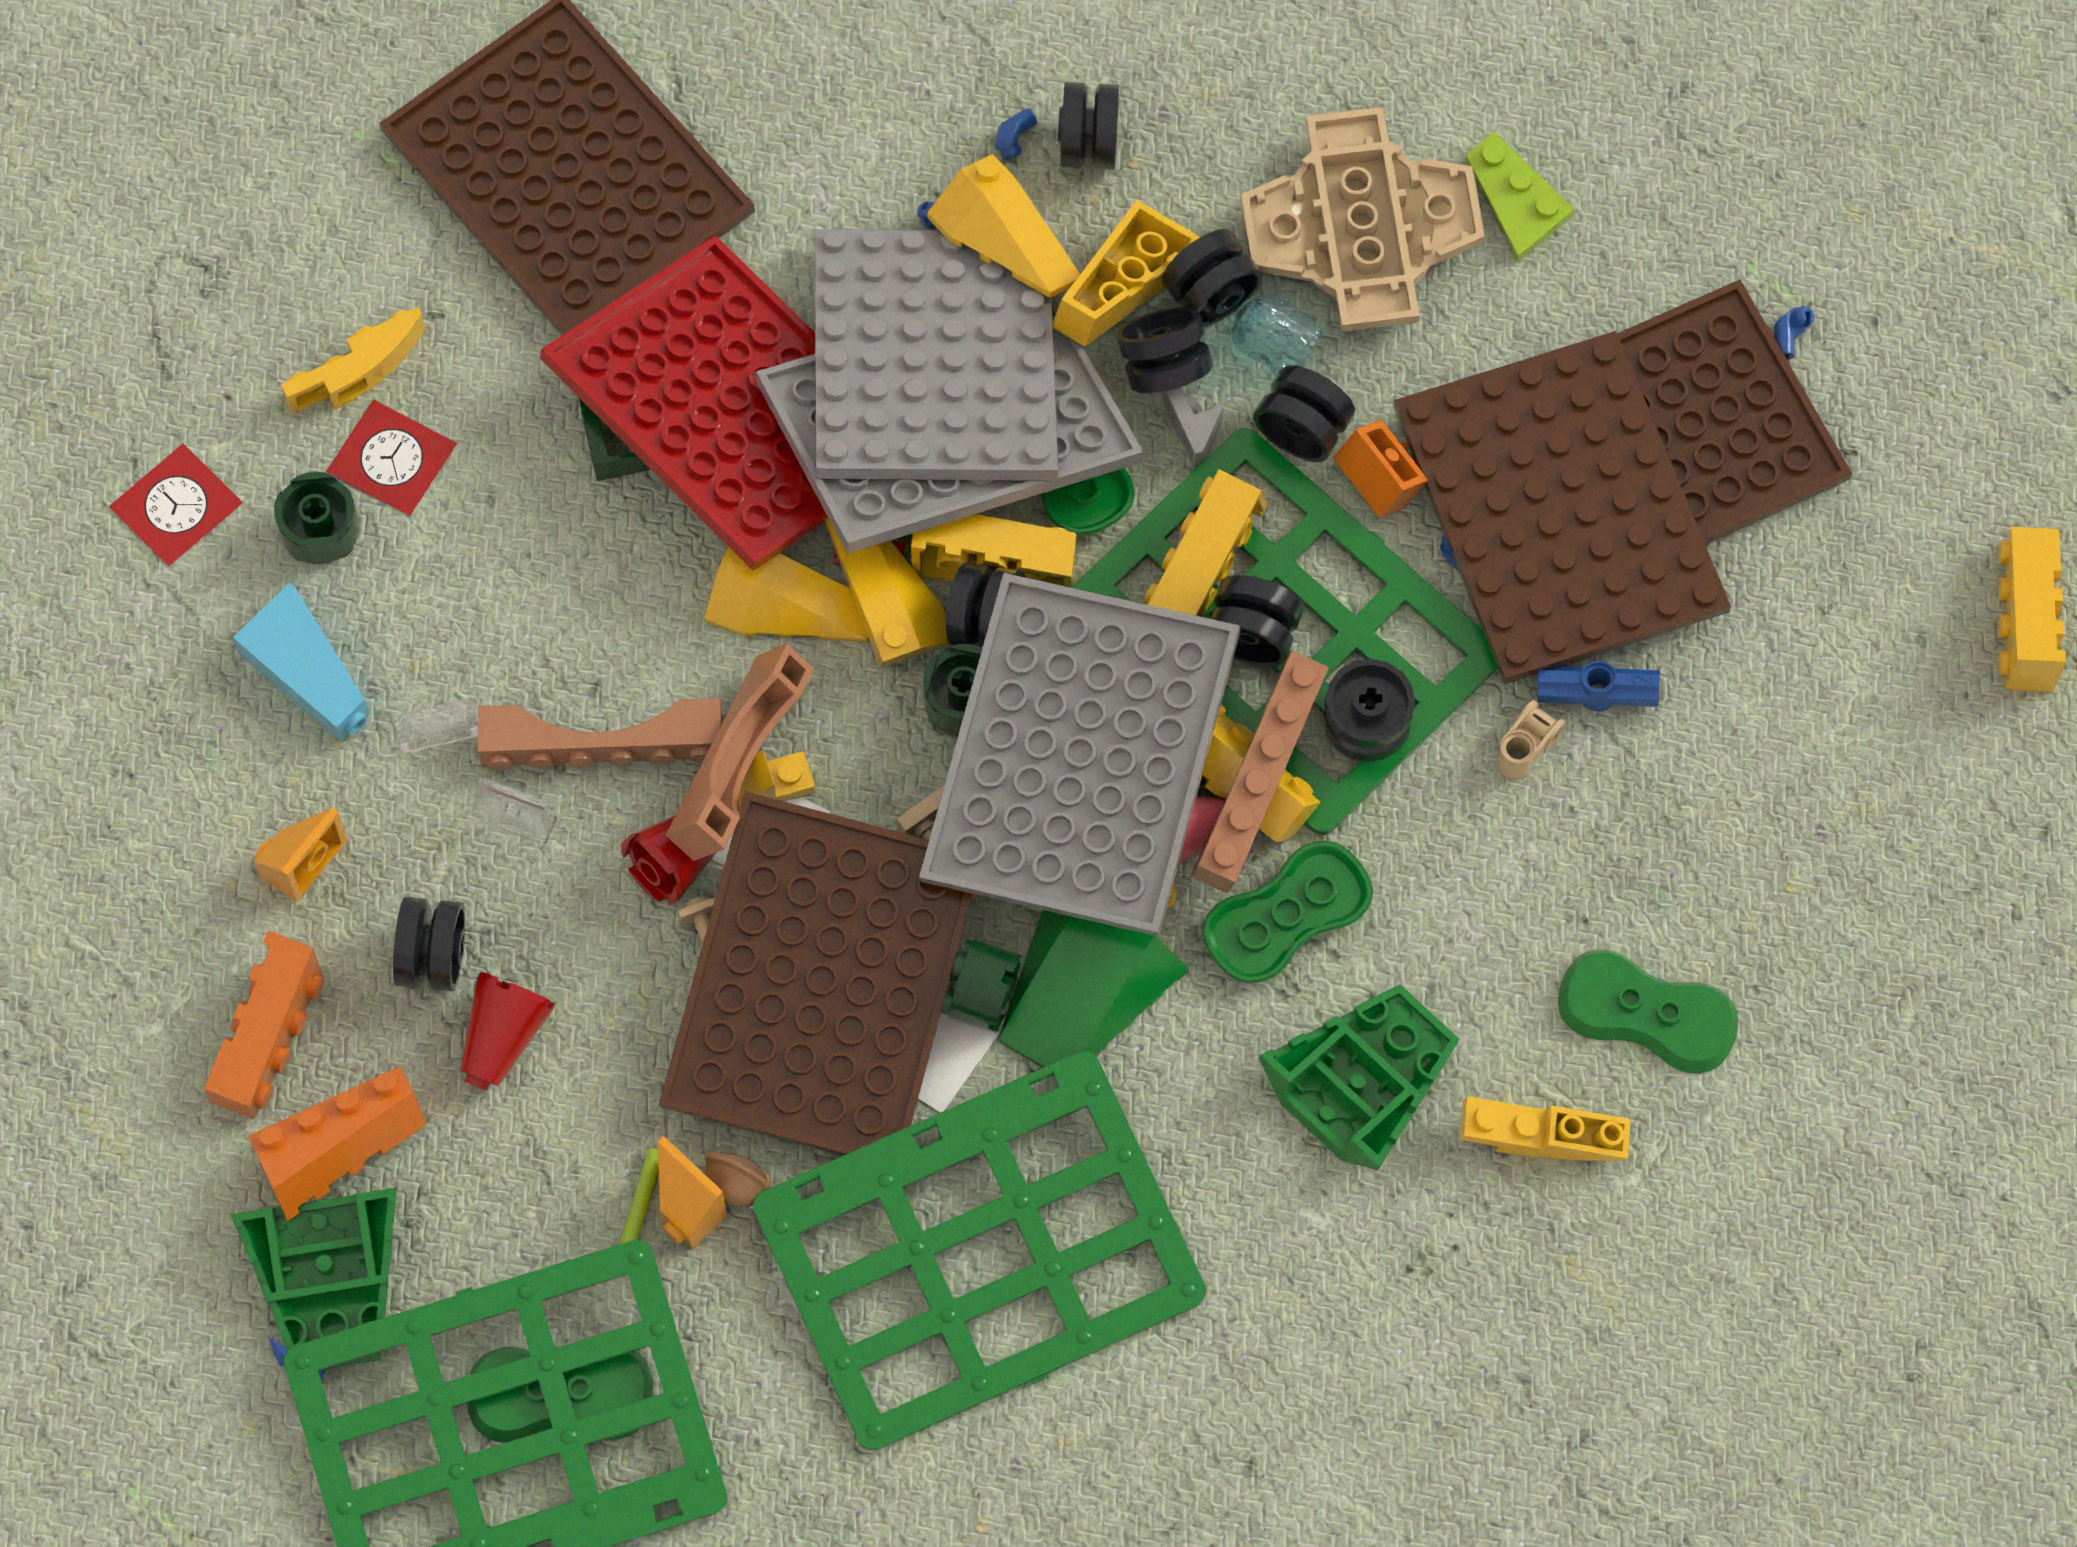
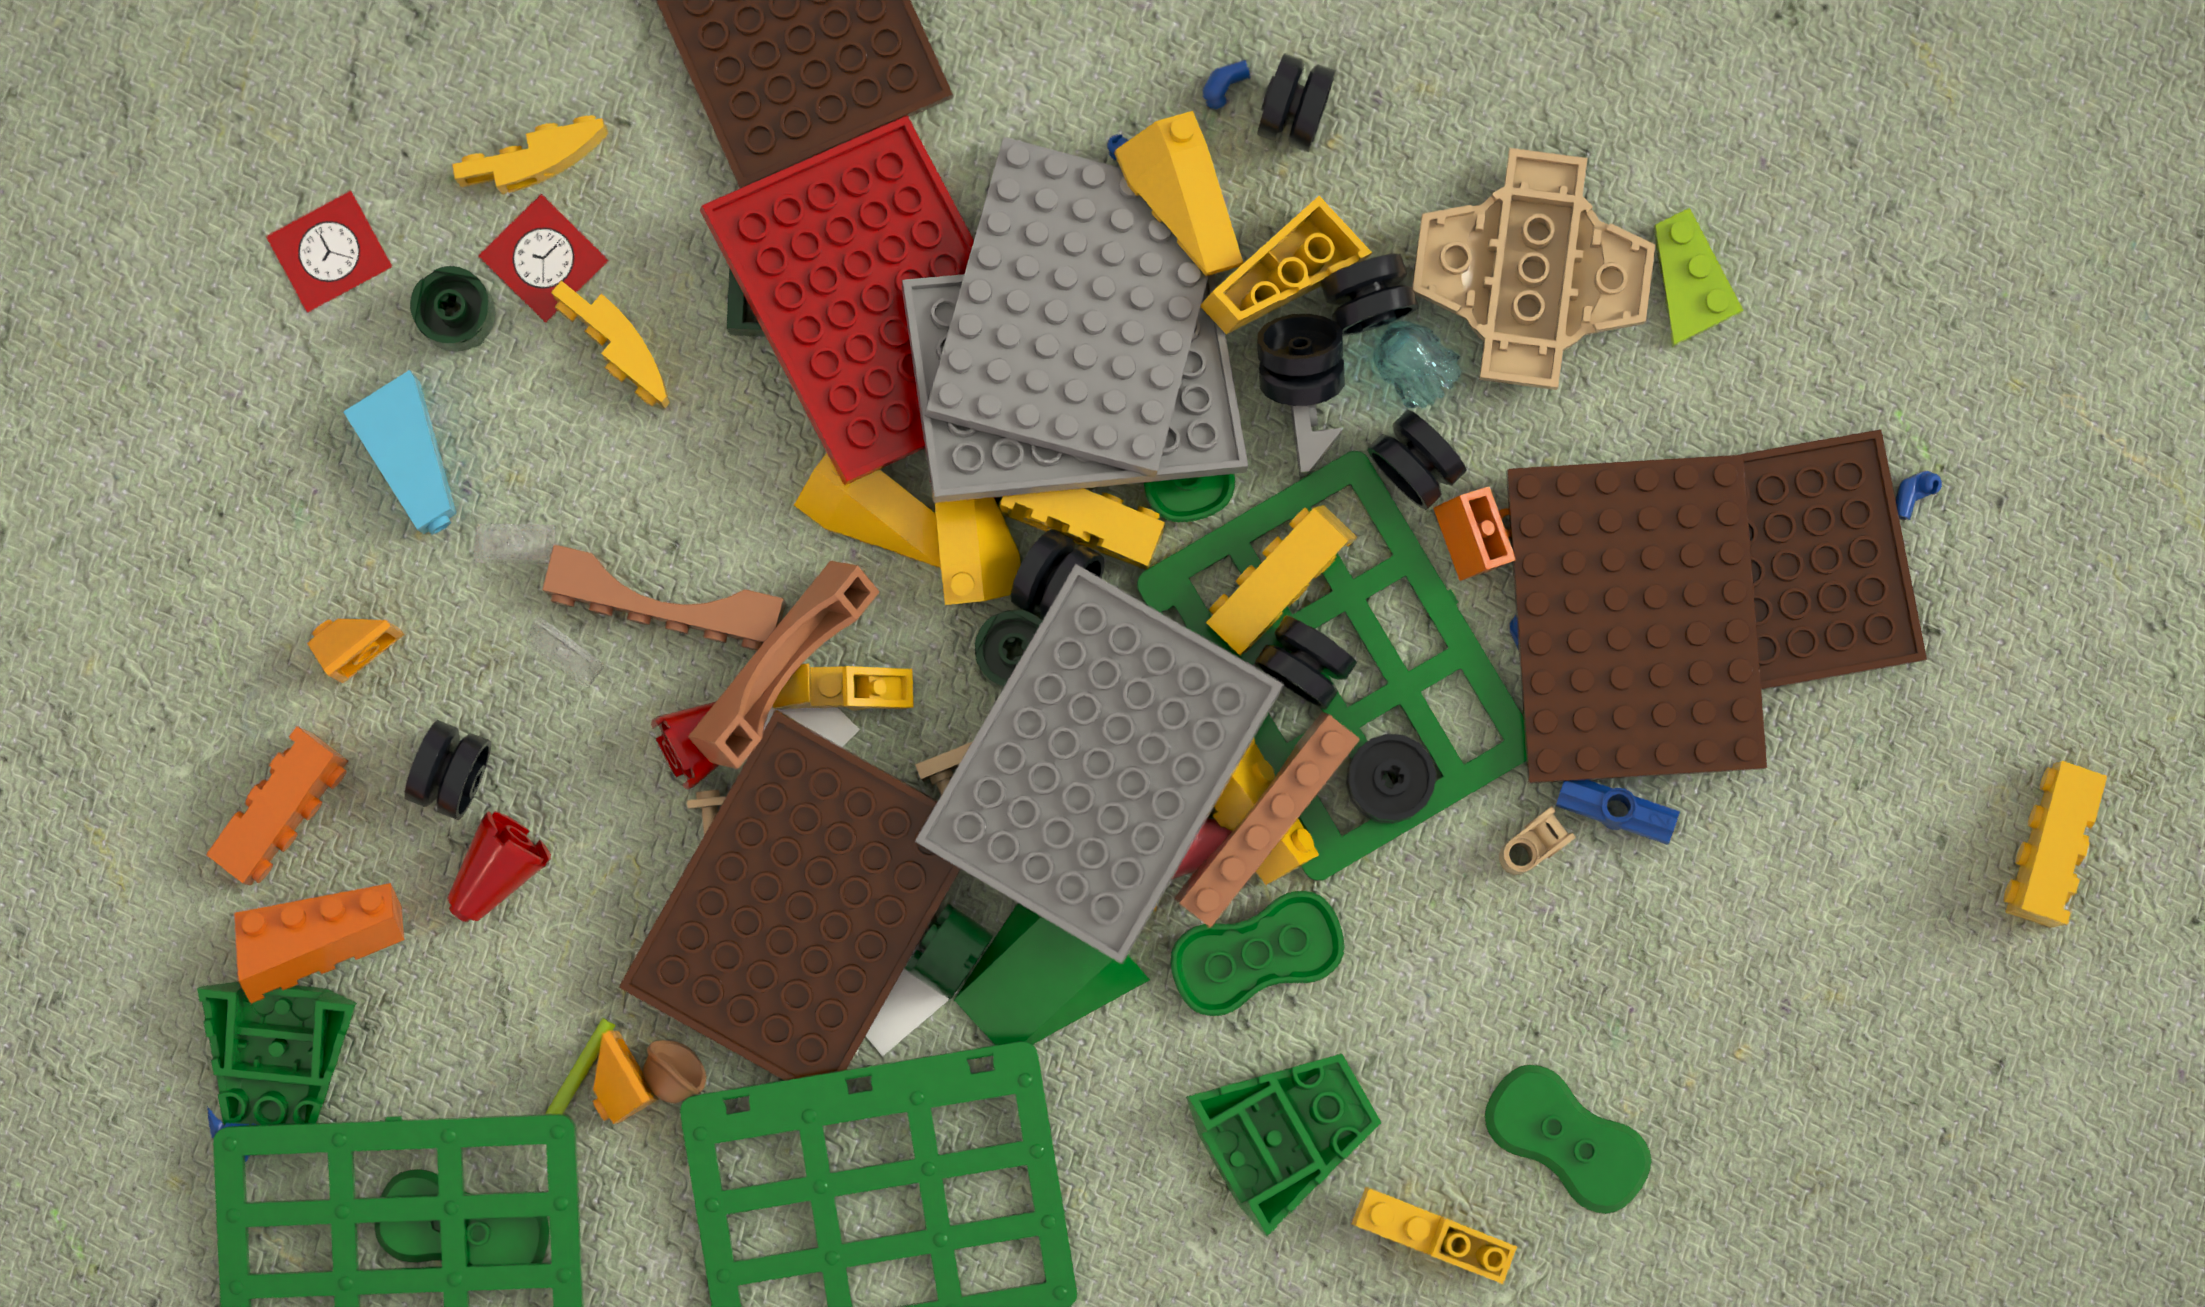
camera: 20 degrees right, 15 degrees up
(499, 514) = (626, 350): none -> yellow slope
(837, 760) = (877, 688): none -> yellow slope

